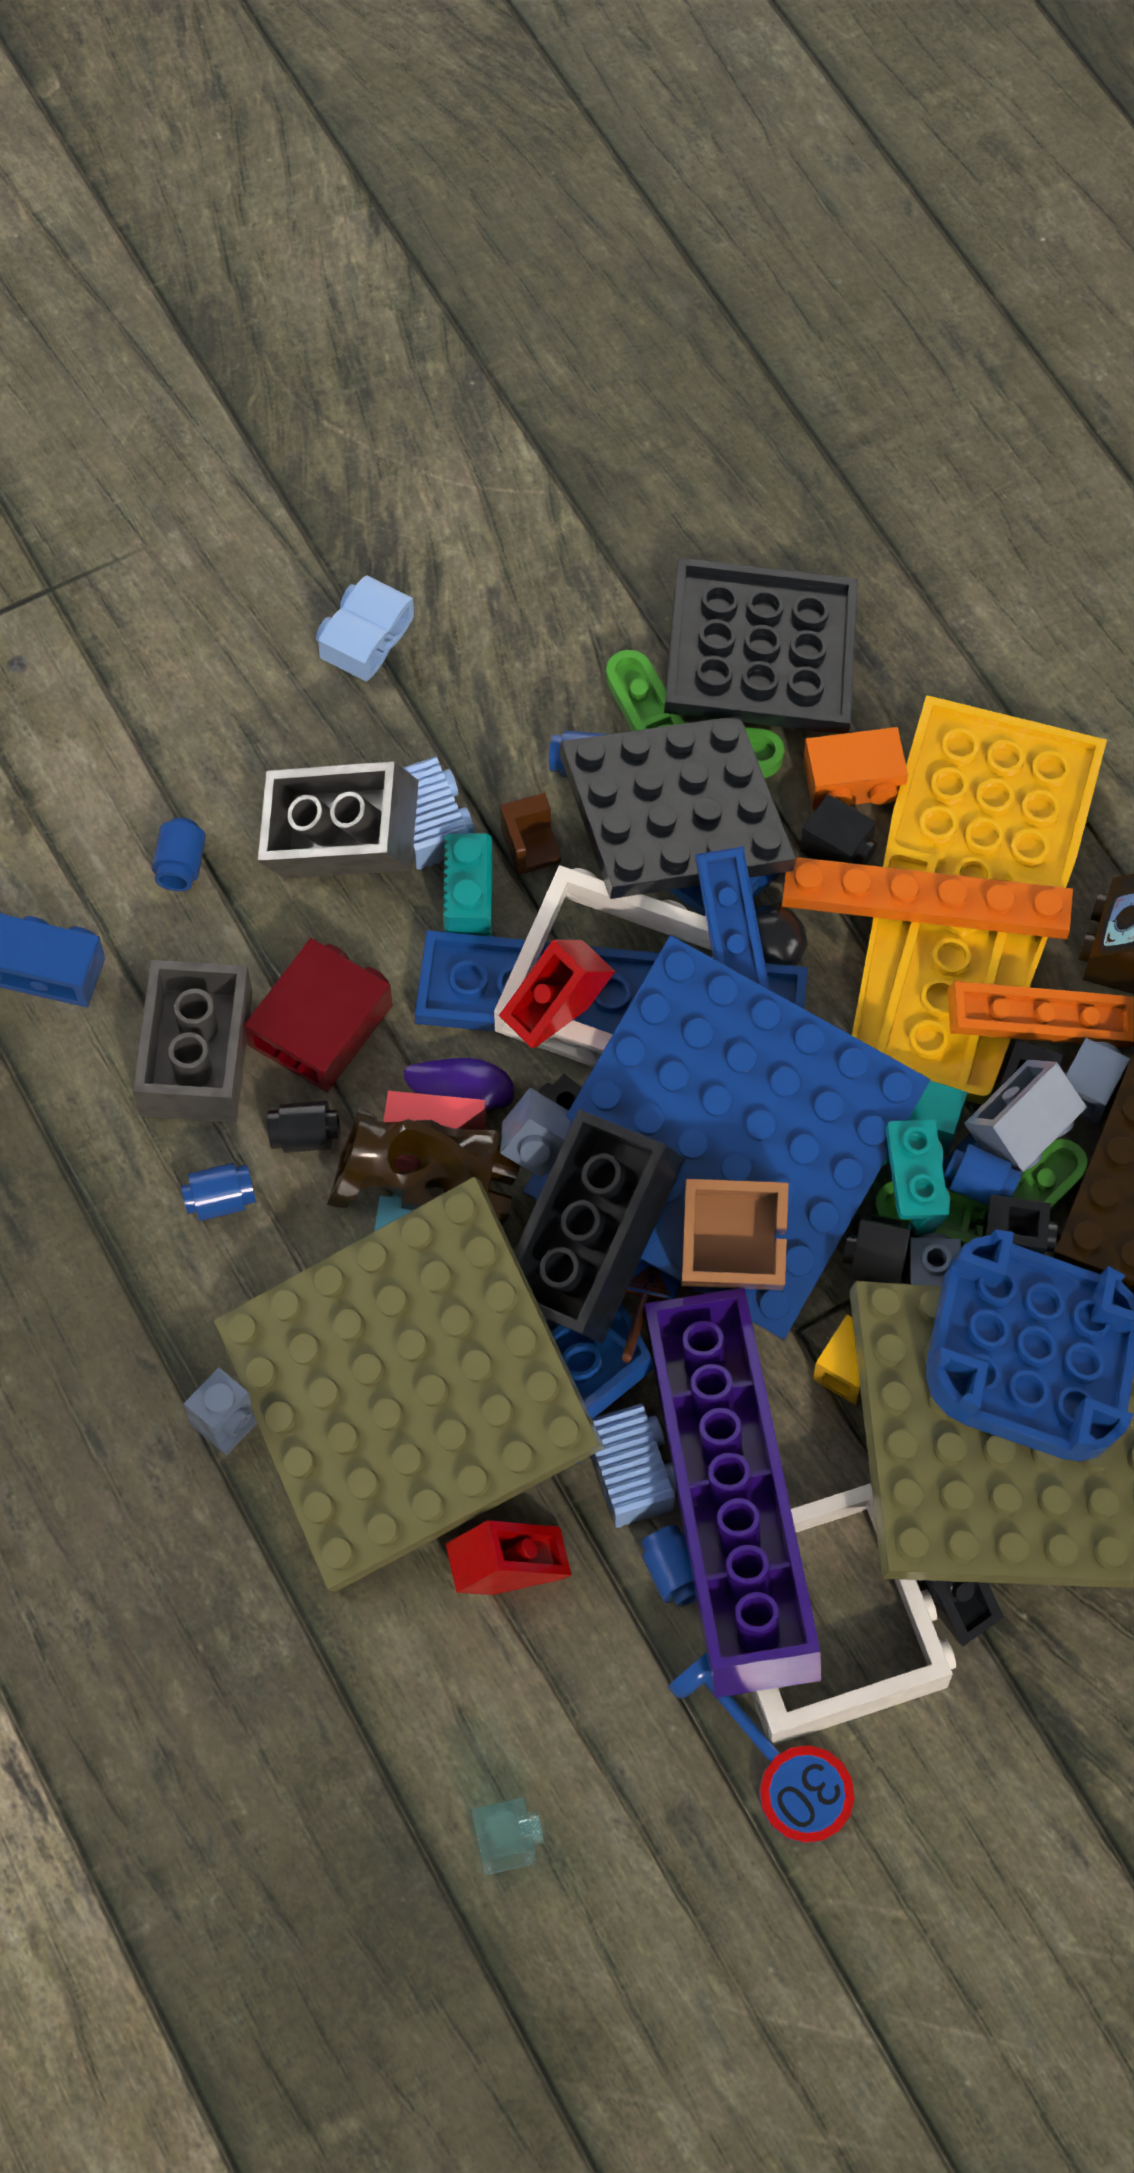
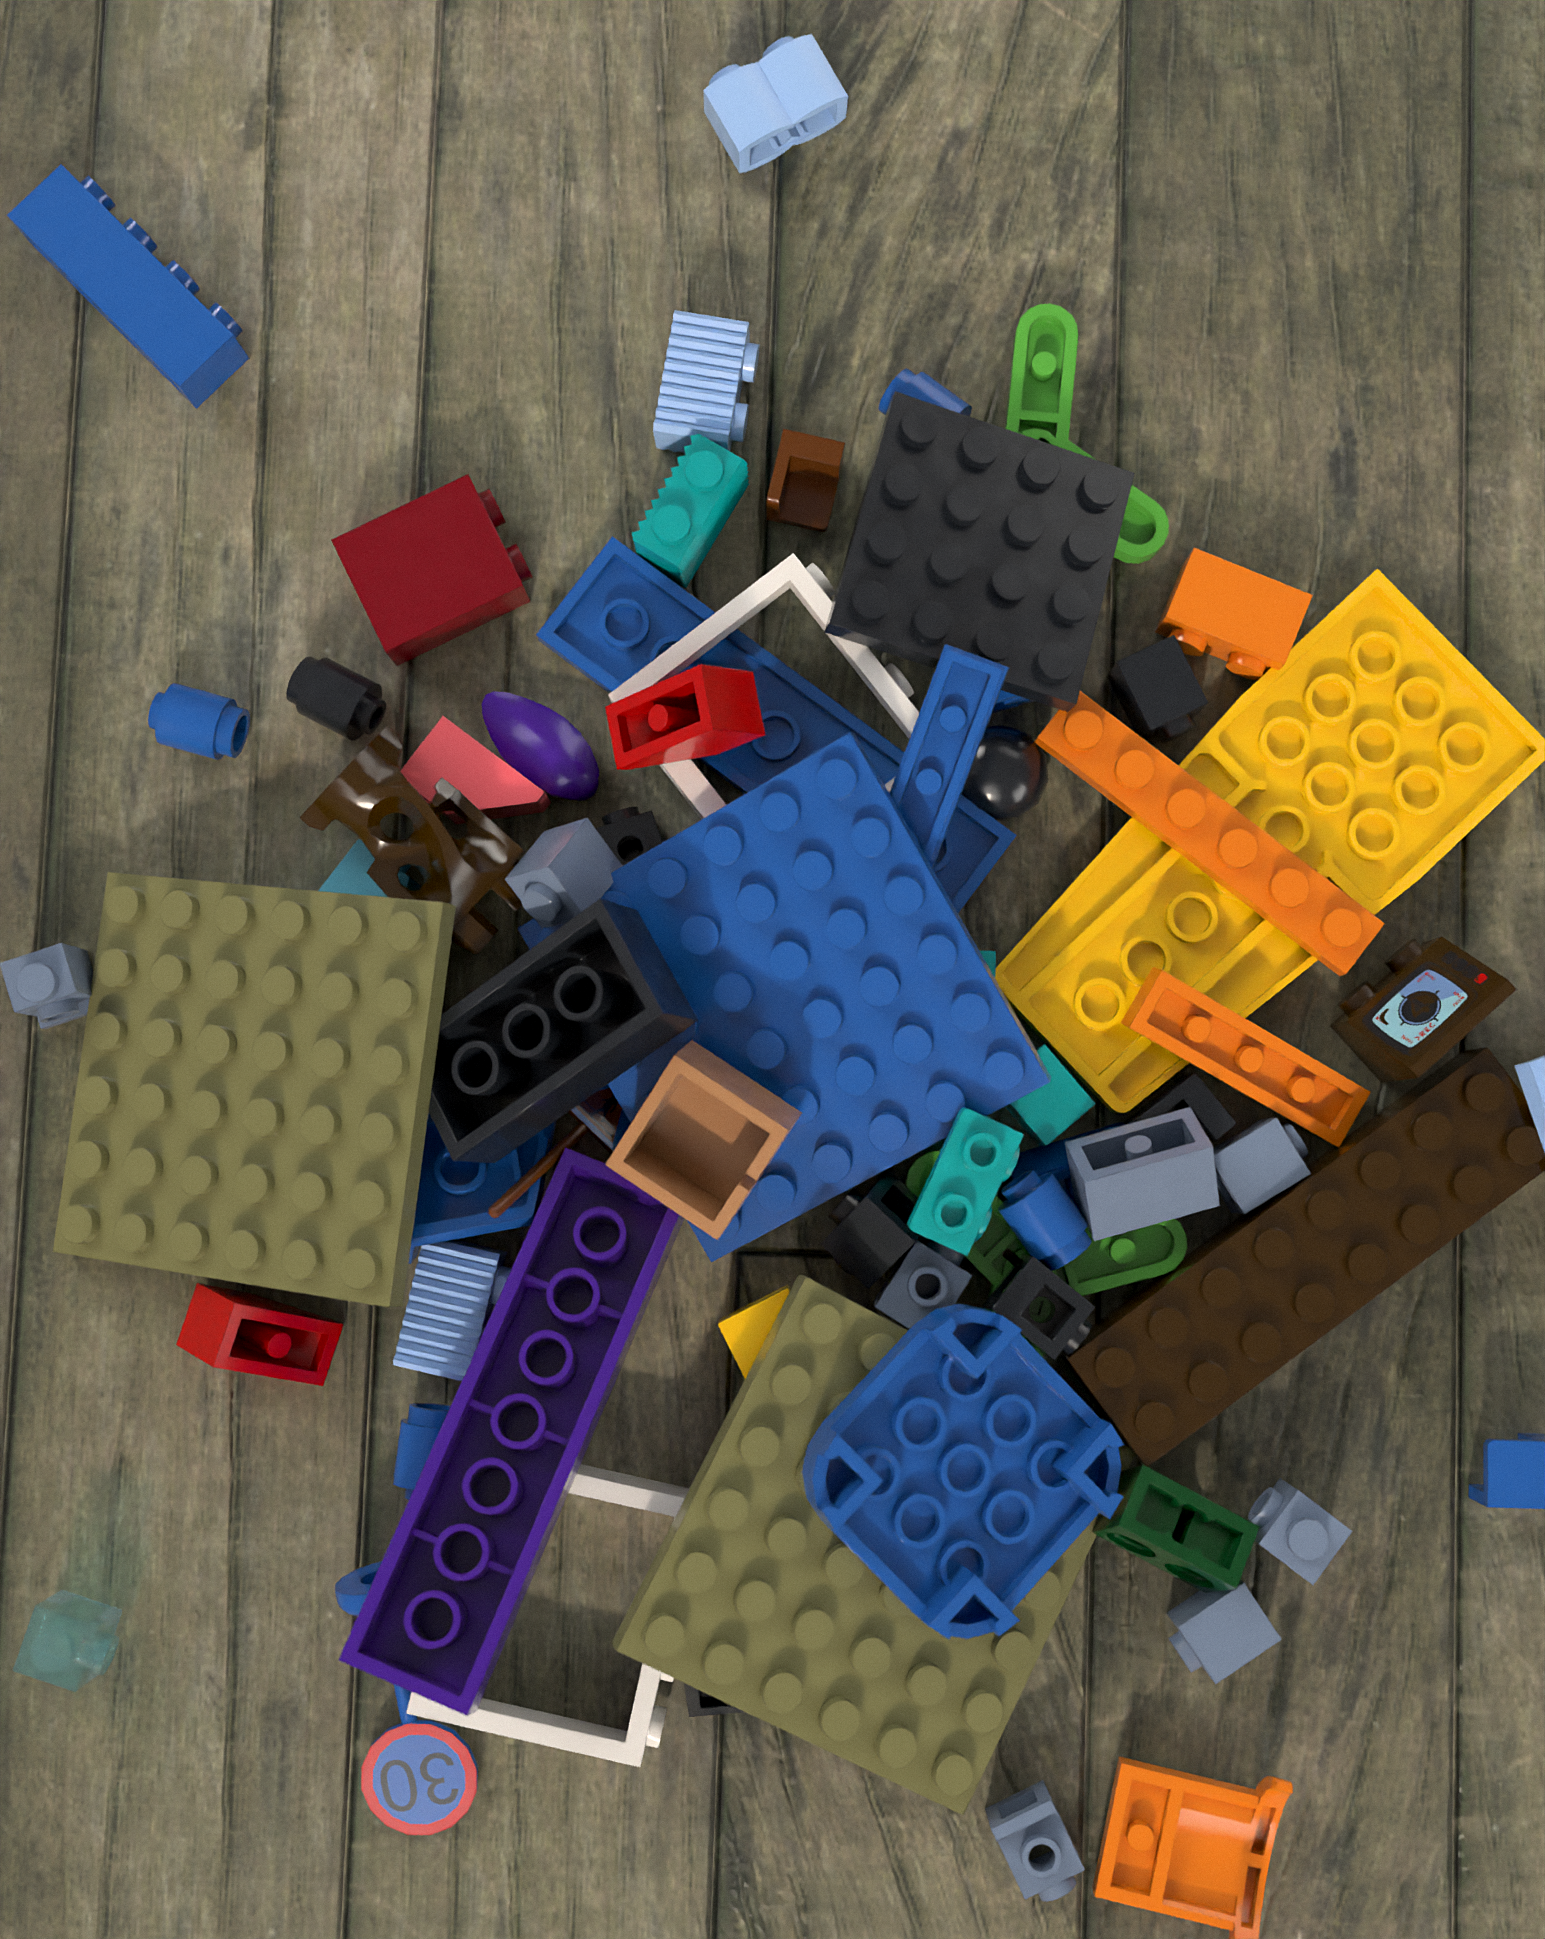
camera: 35 degrees right, 20 degrees up
(178, 854) = (392, 276): blue brick -> none
(193, 1041) = (266, 523): flat silver brick -> none
(338, 820) = (581, 343): flat silver brick -> none
(762, 646) = (1222, 392): black plate -> none

